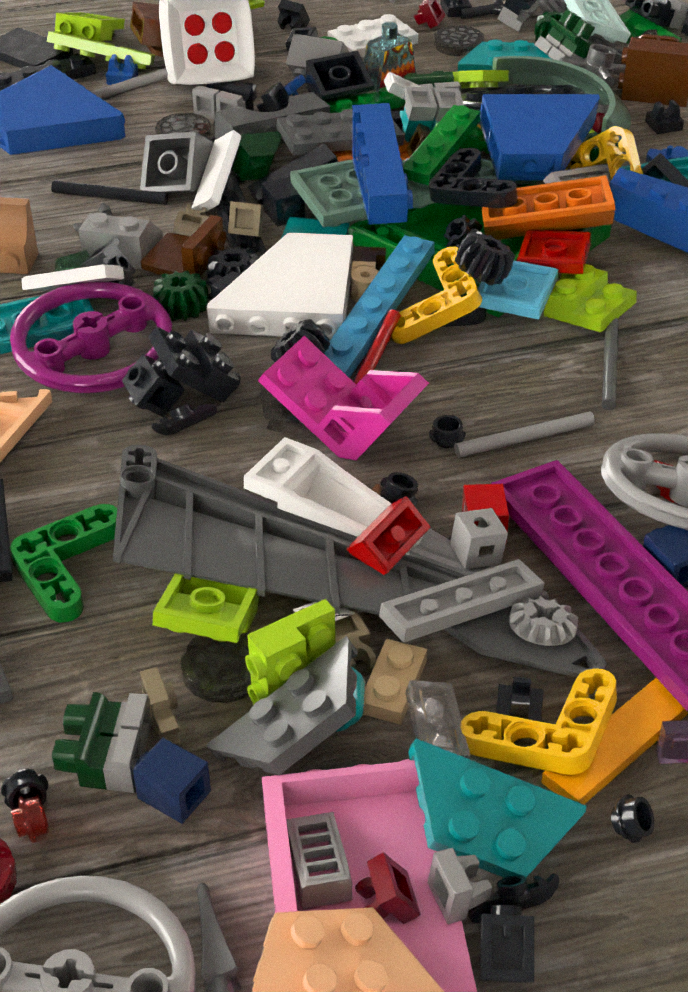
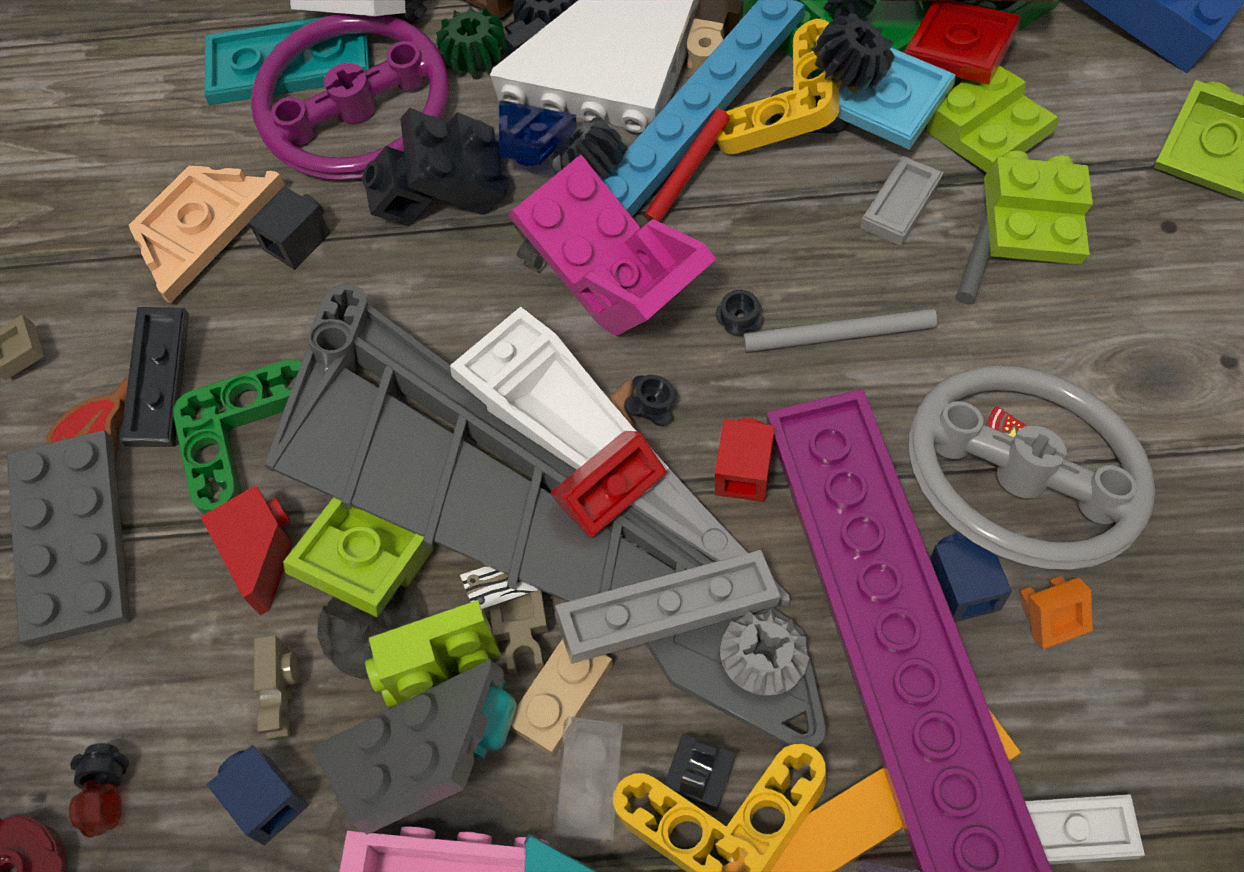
camera: 20 degrees right, 20 degrees up
(70, 423) = (290, 227): none -> black brick
(106, 623) = (252, 544): none -> red slope
(109, 741) = (201, 718): hips -> none
(183, 417) = (426, 235): black piece -> none
(248, 343) = (531, 132): none -> clear blue wing
(468, 538) = (708, 514): light grey piece -> none
(541, 355) = (901, 200): none -> light grey tile
(641, 343) = (1038, 208): none -> lime plate

